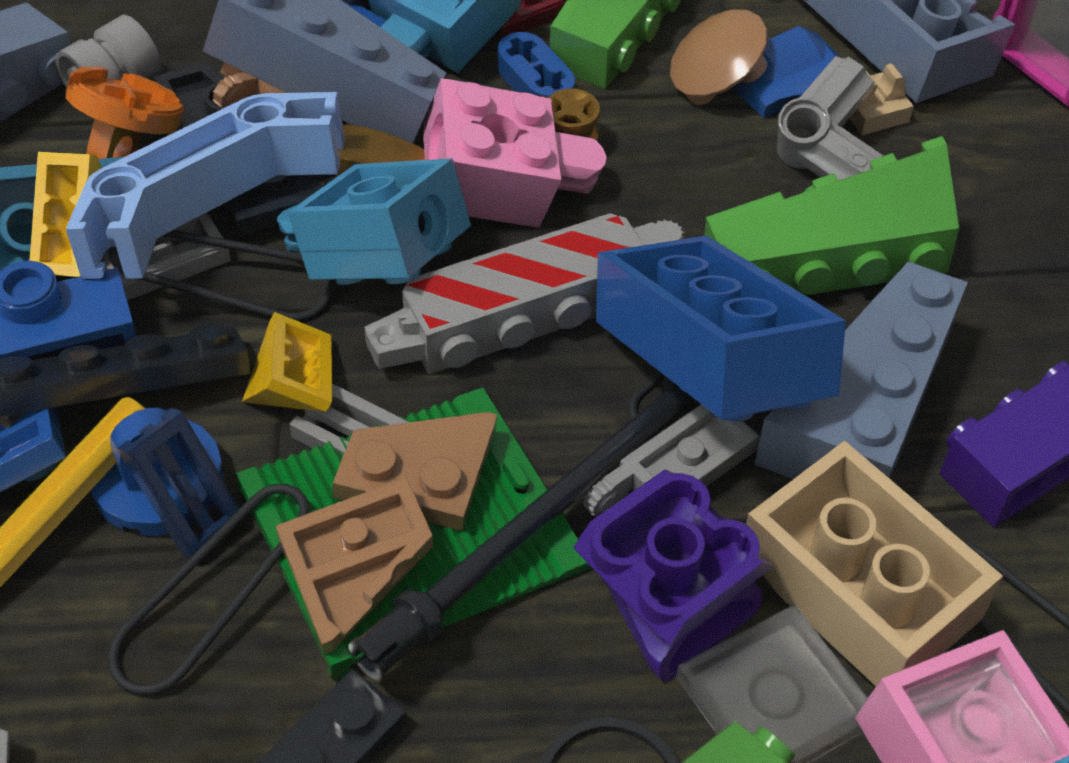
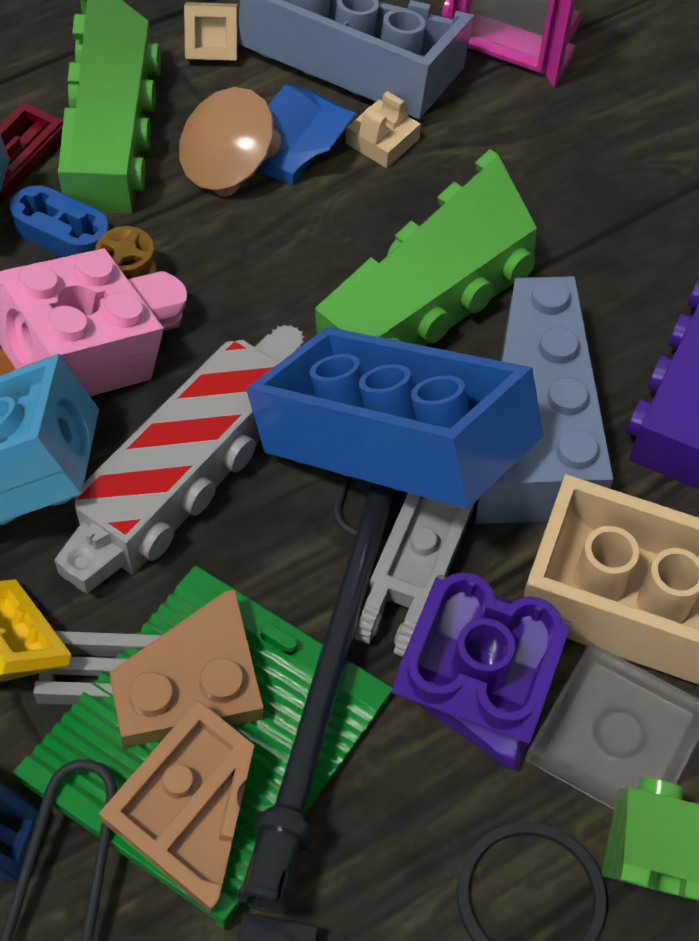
camera: 30 degrees left, 5 degrees up
(824, 111) = (353, 160): light grey piece -> none

